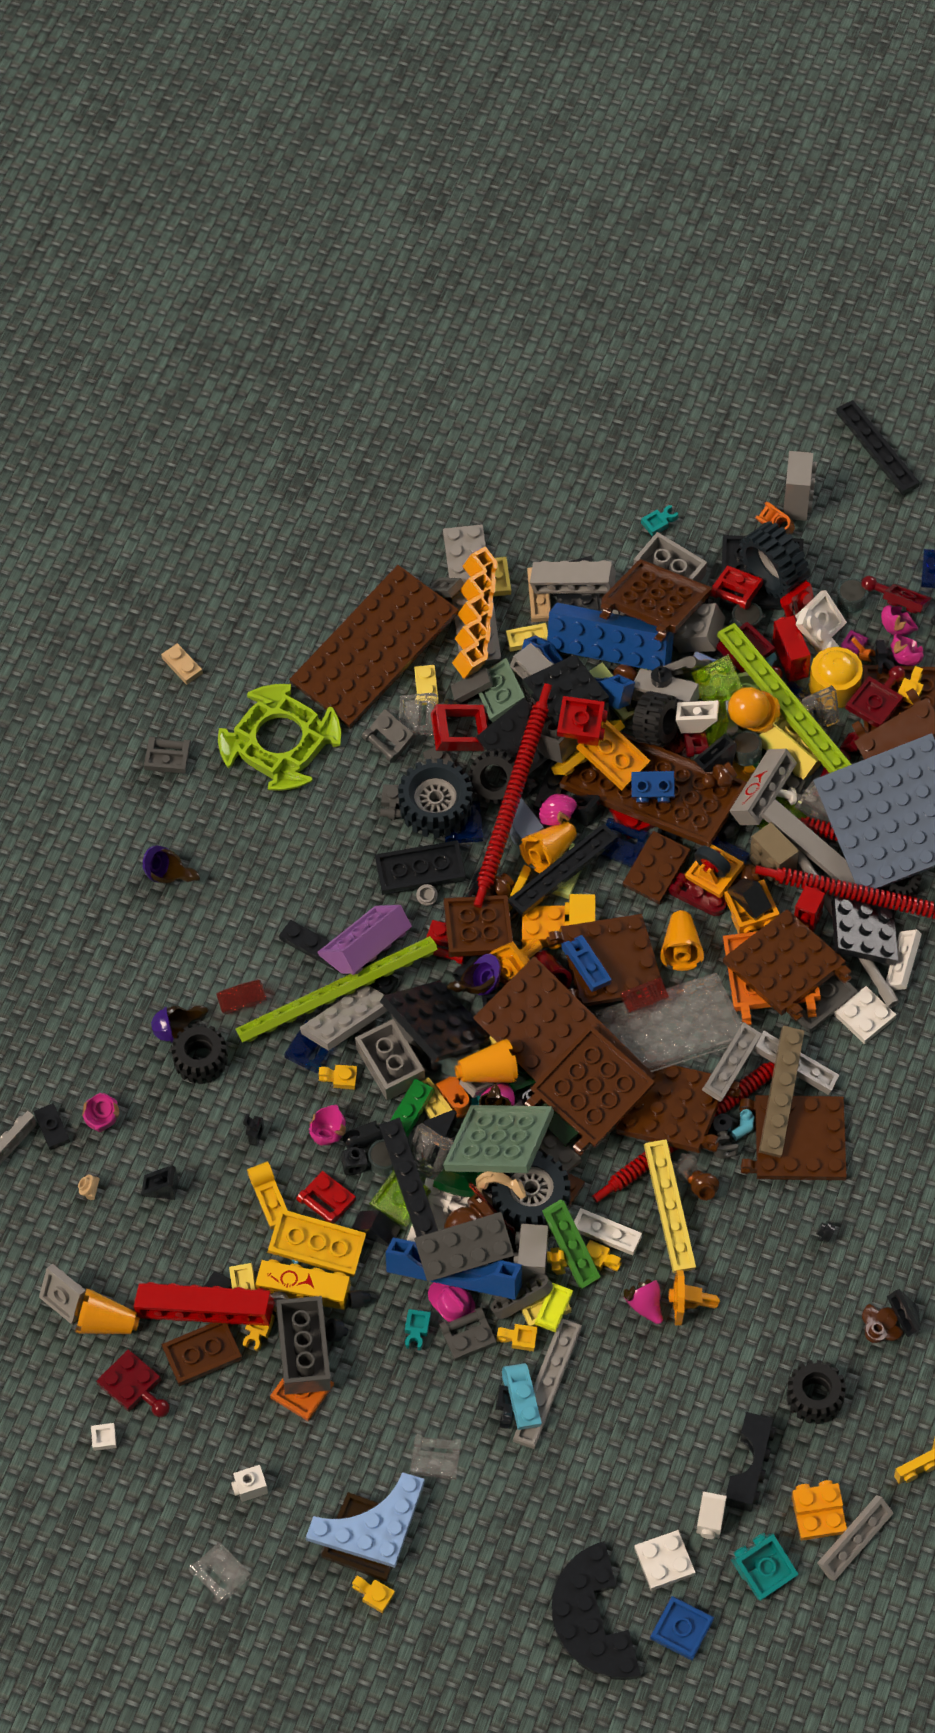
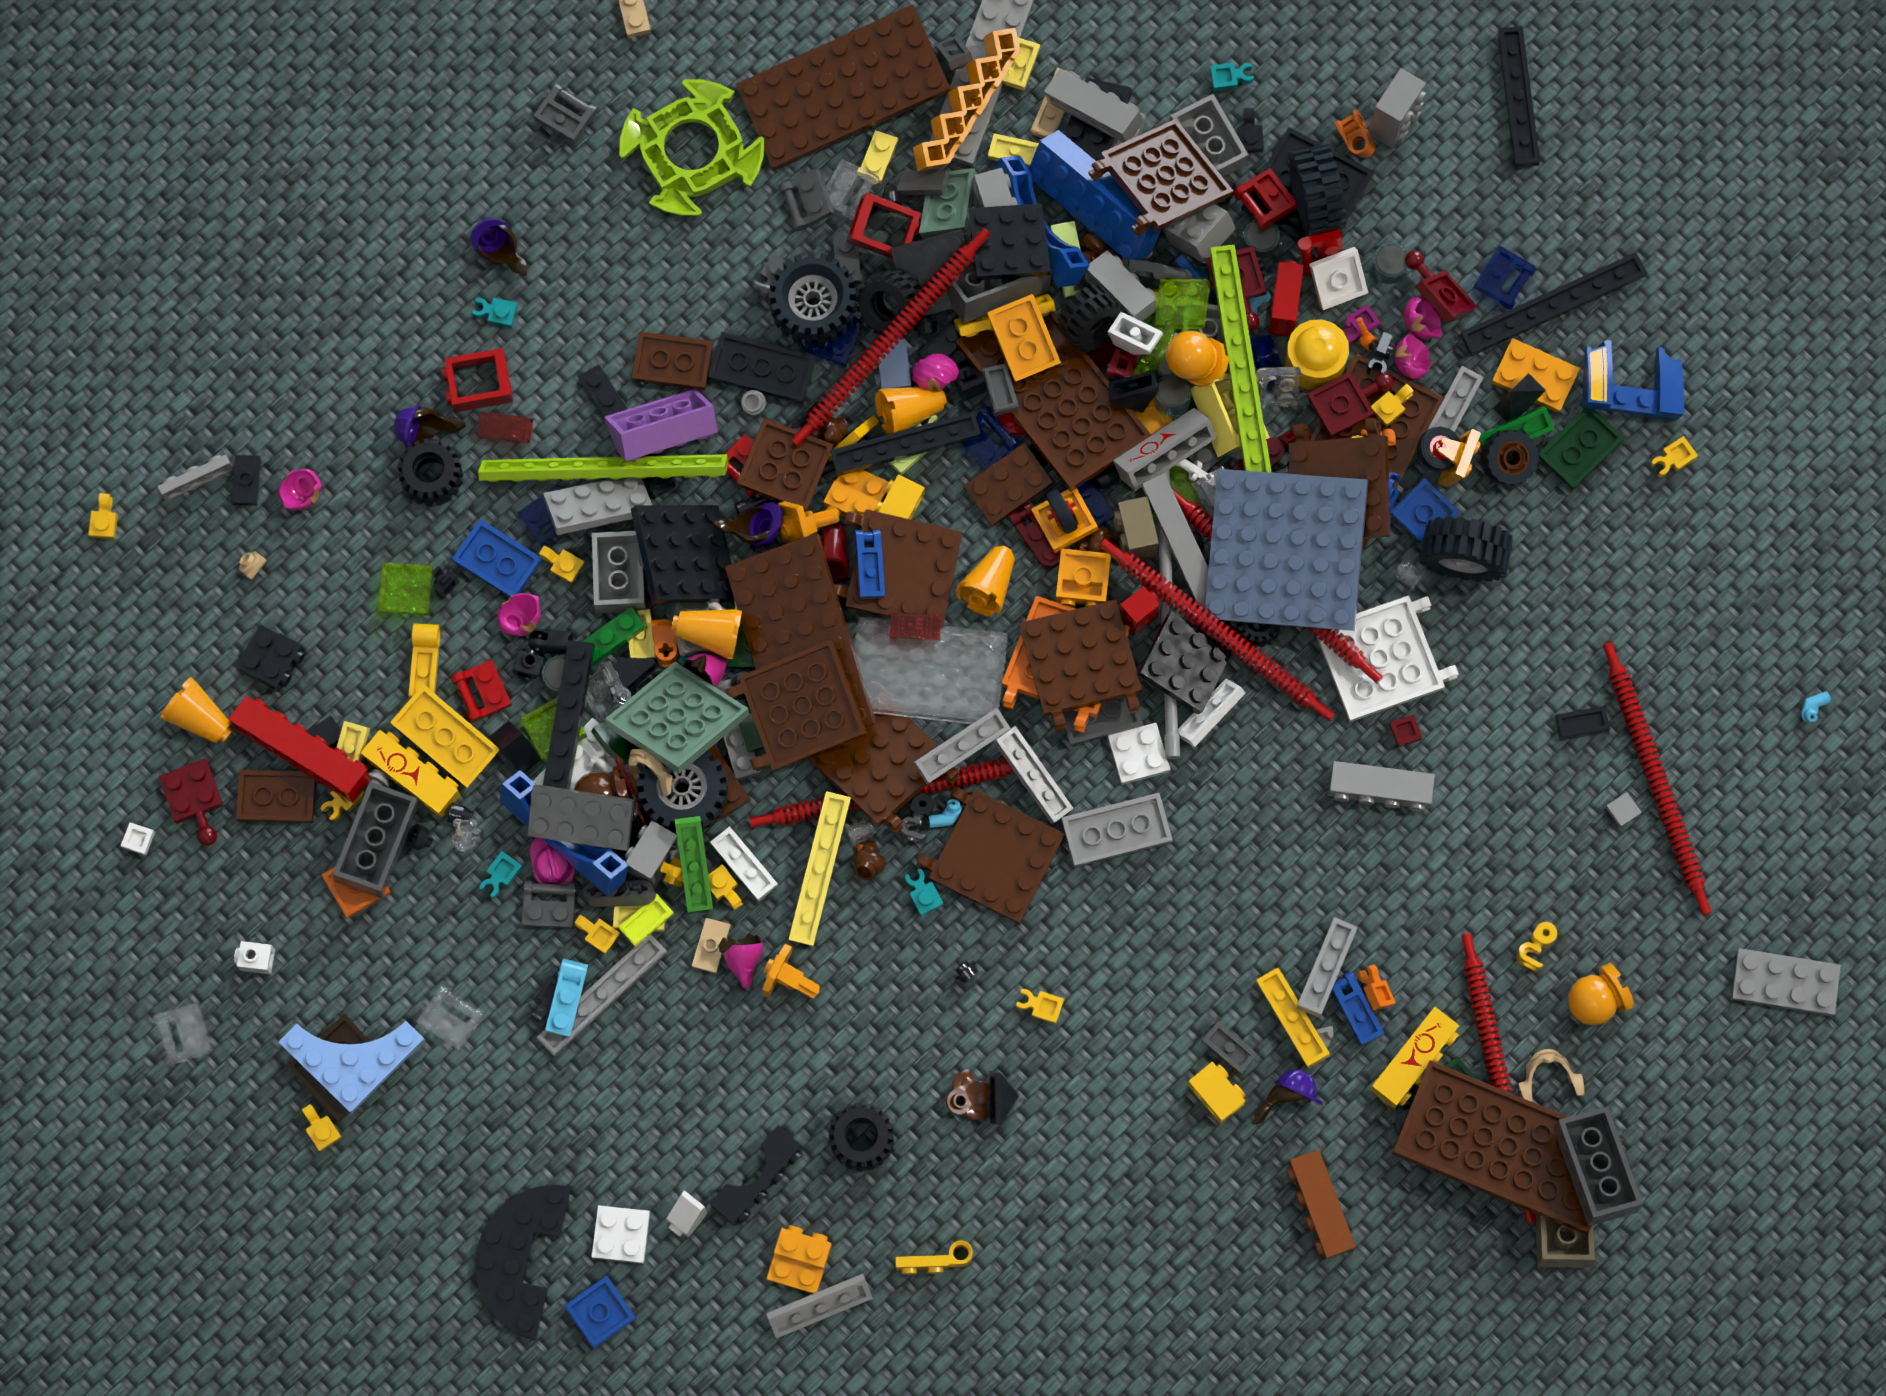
camera: 25 degrees right, 15 degrees up
(62, 1293) = (165, 669): light grey plate -> none
(142, 1250) = (271, 658): none -> black plate
(161, 1183) = (323, 596): black slope -> none
(191, 917) = (499, 312): none -> teal plate
(196, 994) = (481, 400): none -> red window
(224, 1149) = (405, 589): none -> clear neon green plate
(286, 1095) = (497, 559): none -> blue plate
(347, 892) = (672, 361): none -> reddish brown plate
(372, 1310) = (465, 834): none -> clear brick
(582, 720) = (1002, 288): red plate -> none
(614, 1305) = (707, 953): none -> tan plate
(615, 799) = (1000, 389): none -> dark grey tile
(653, 785) = (1045, 395): blue brick -> none
(661, 677) = (1121, 272): black tile -> none
(699, 550) = (1251, 135): none -> black plate
(722, 774) = (1123, 418): reddish brown animal -> none
(750, 897) = (1083, 569): black slope -> none
(760, 1192) = (924, 896): none -> teal plate
(764, 1565) = (713, 1289): teal plate -> none
(781, 1091) = (998, 800): dark tan plate -> none
(814, 631) = (1319, 295): white plate -> none
(881, 1075) = (1116, 830): none -> light grey plate
(901, 1229) = (1045, 1006): none -> yellow plate

